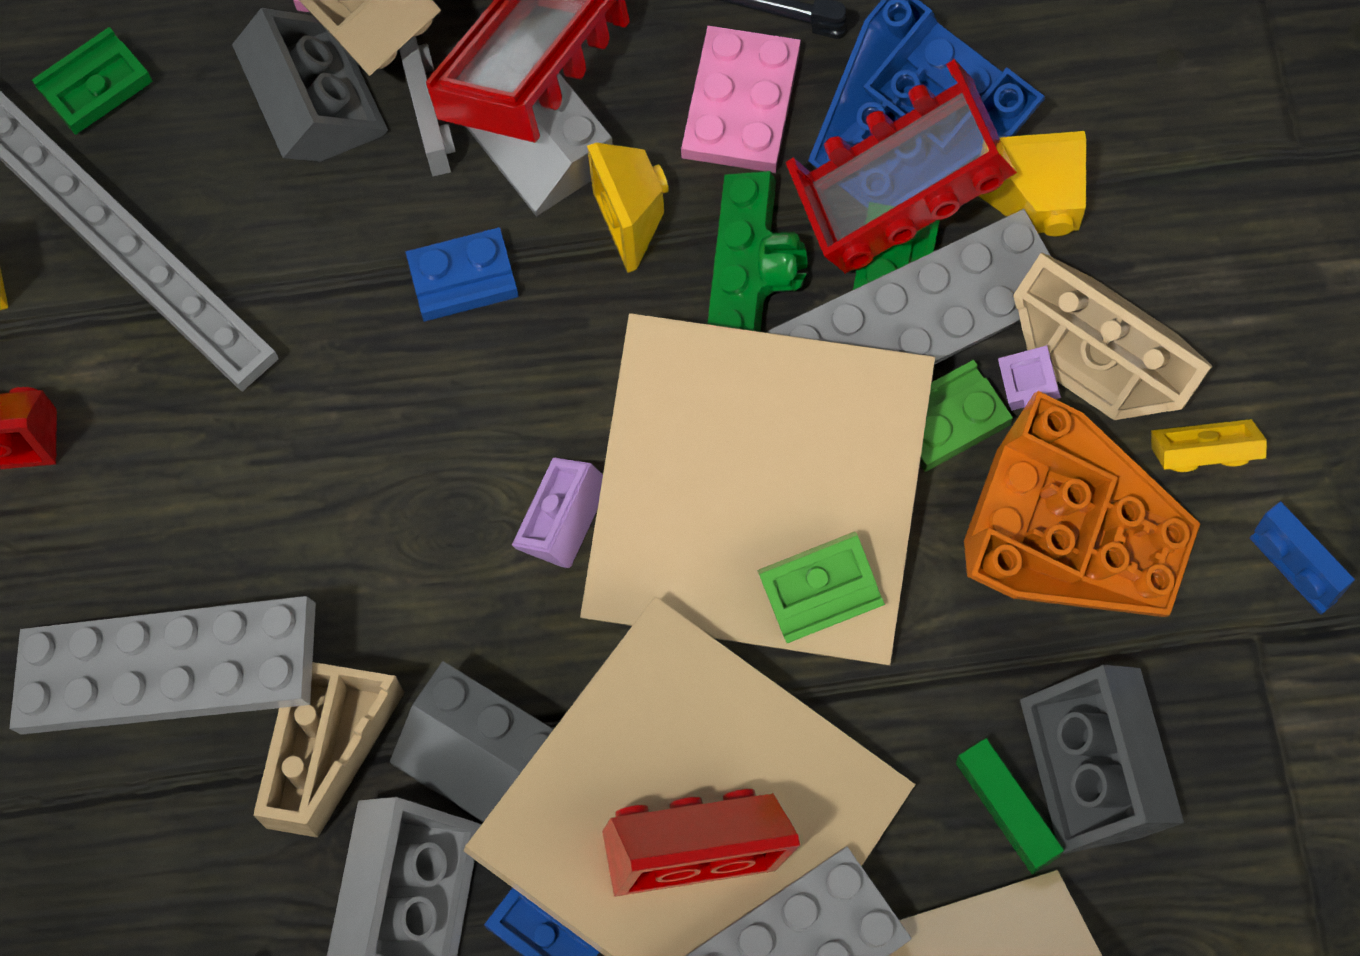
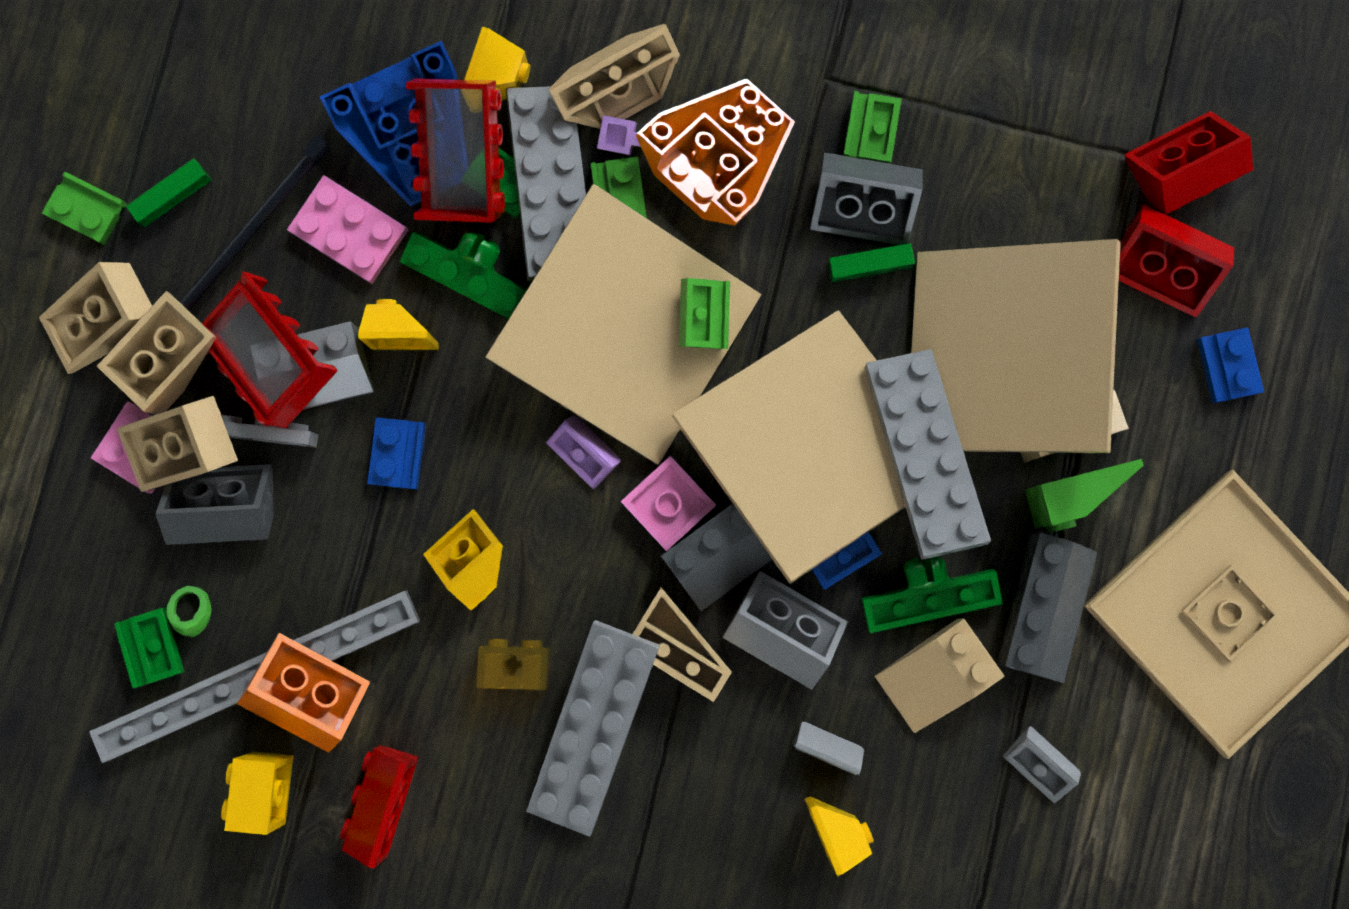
camera: 70 degrees left, 15 degrees up
(90, 276) = (304, 693): none -> orange slope
(153, 125) = (201, 617): none -> bright green piece
(201, 512) = (495, 674): none -> clear yellow brick
(341, 413) = (467, 560): none -> yellow slope
(529, 652) = (668, 503): none -> bright pink plate
(697, 842) = (839, 445): red slope -> none
(1207, 444) = (703, 50): yellow plate -> none
(1213, 727) = (872, 127): none -> bright green plate
(1301, 558) = (796, 30): blue plate -> none

